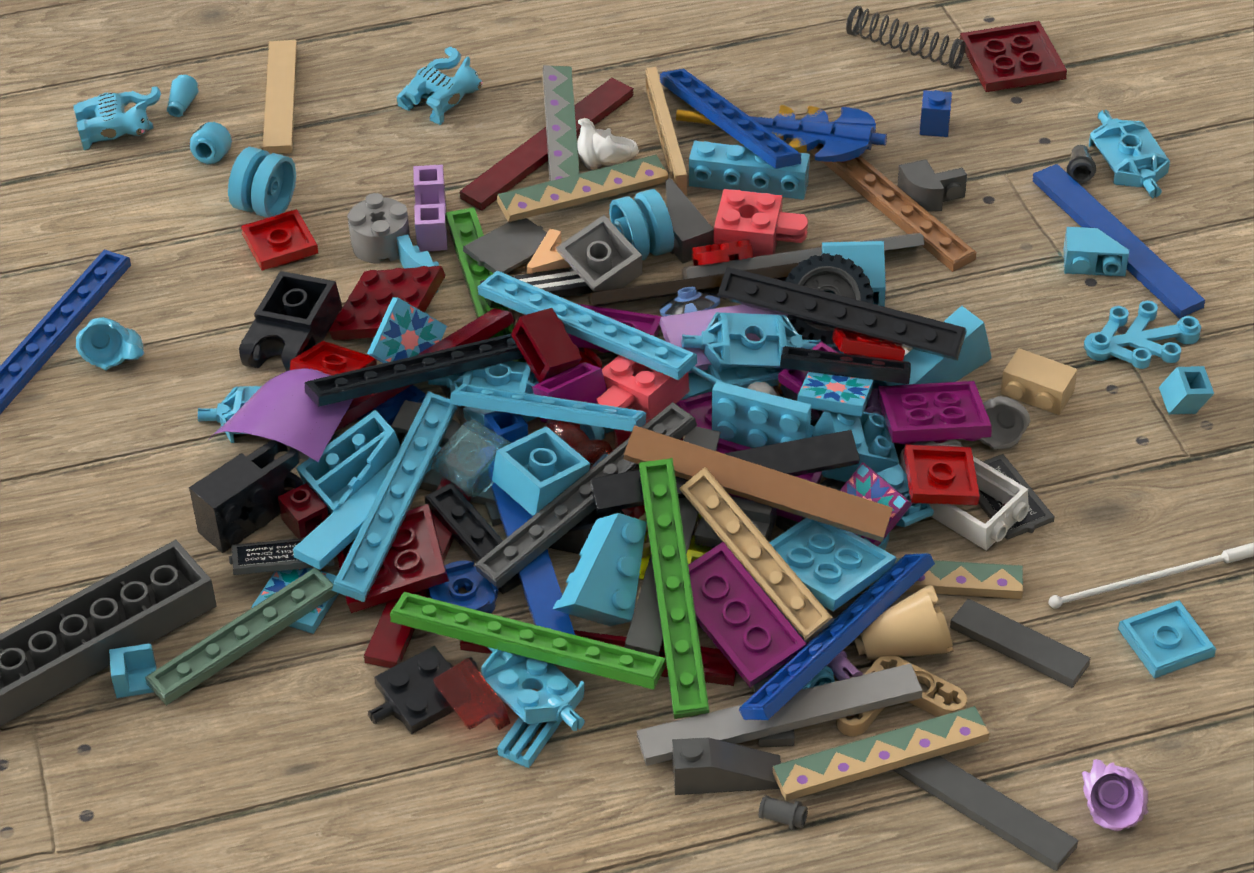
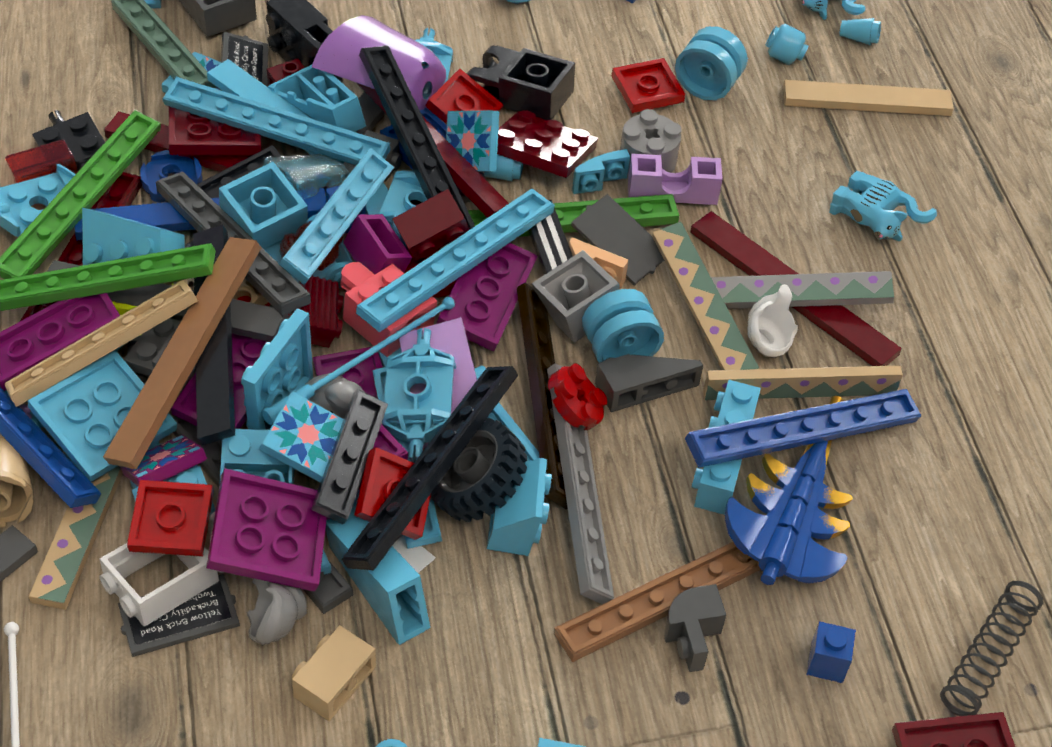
camera: 90 degrees right, 5 degrees up
(689, 301) = (504, 355): dish -> none
(759, 219) = (631, 441): coral brick -> none

